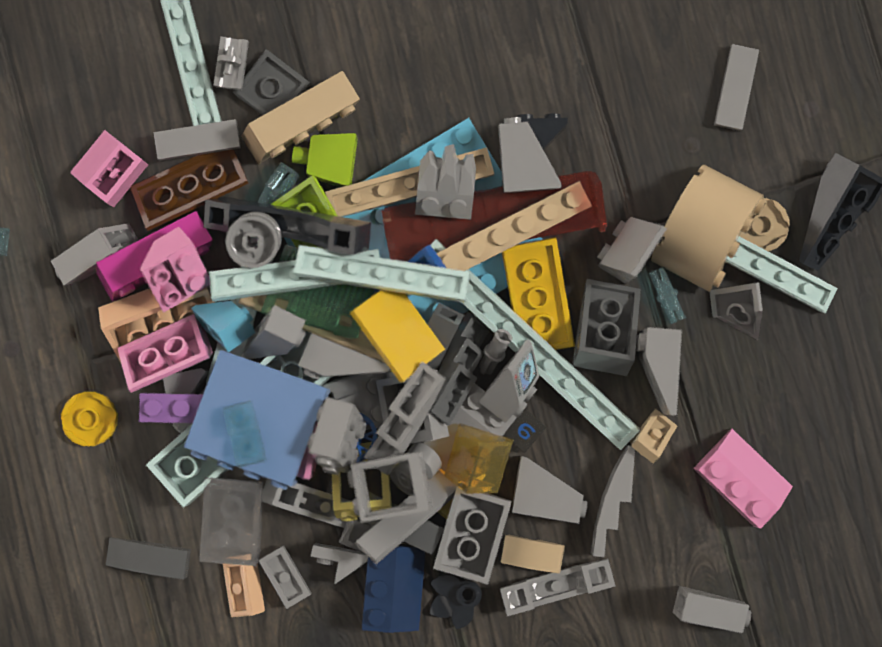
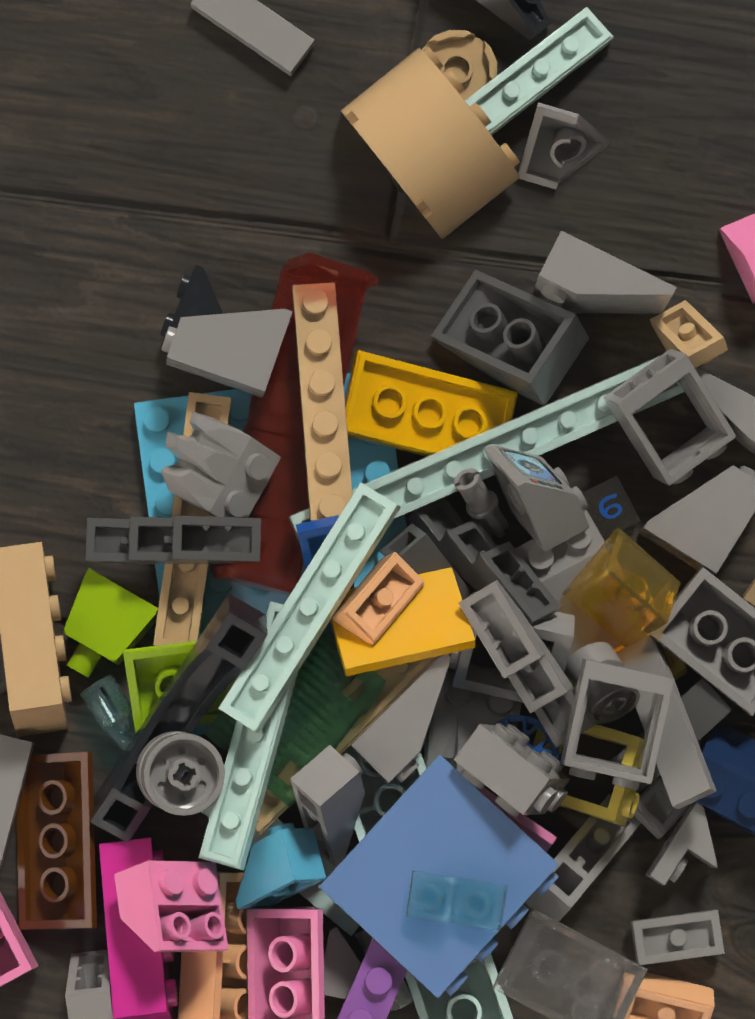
camera: 75 degrees left, 5 degrees down
(391, 176) = (173, 540): none -> dark grey slope
(405, 313) = (379, 598): none -> light nougat slope
(608, 422) = (645, 386): none -> light grey window
(630, 248) = (417, 254): light grey slope -> none
(667, 295) = (500, 236): clear light blue pin -> none

